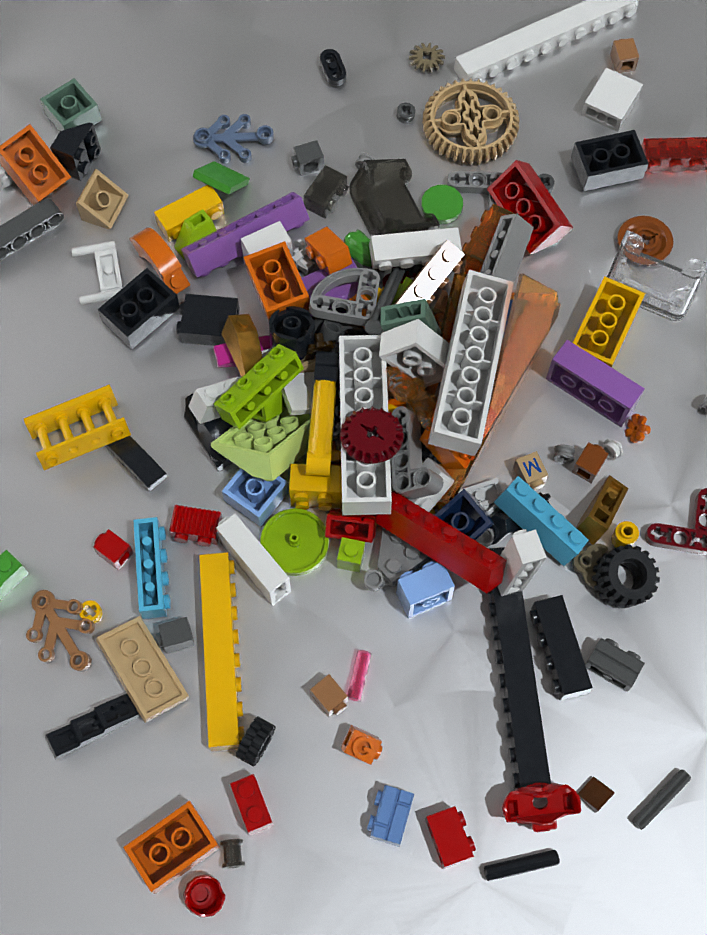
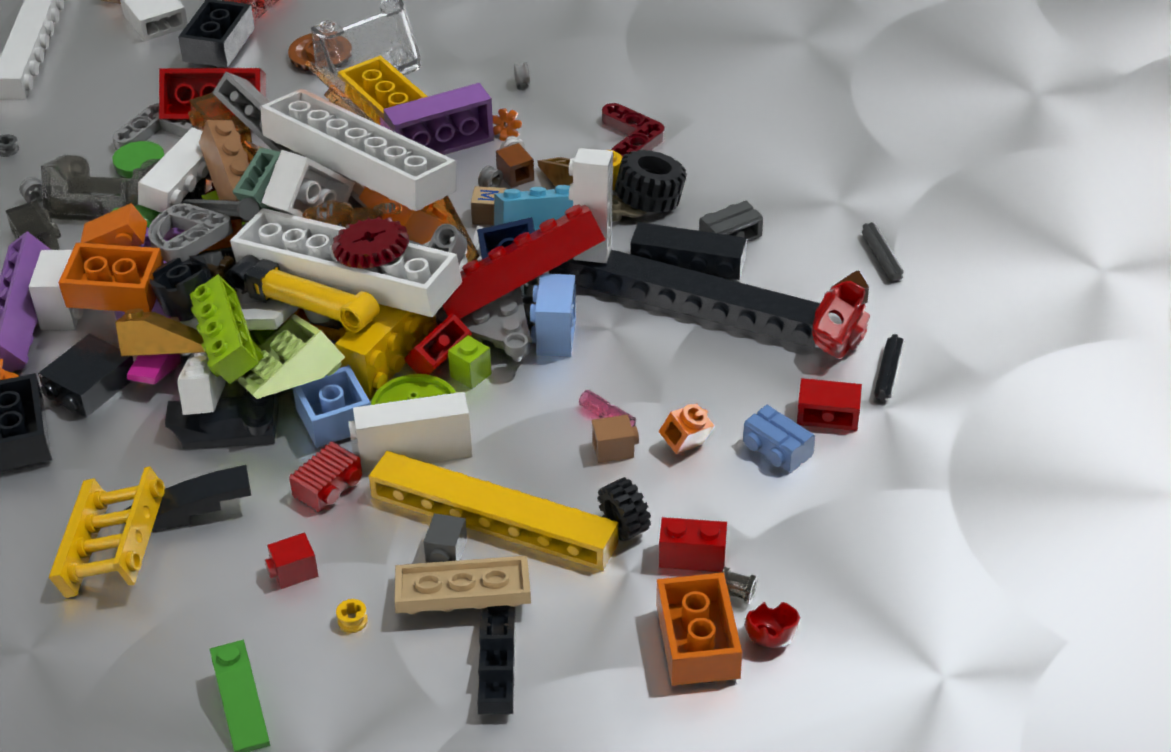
camera: 60 degrees left, 25 degrees down
(58, 628) = (348, 649): medium nougat plant -> none
(150, 568) = (347, 528): medium azure brick -> none
(472, 135) = (70, 103): tan gear -> none

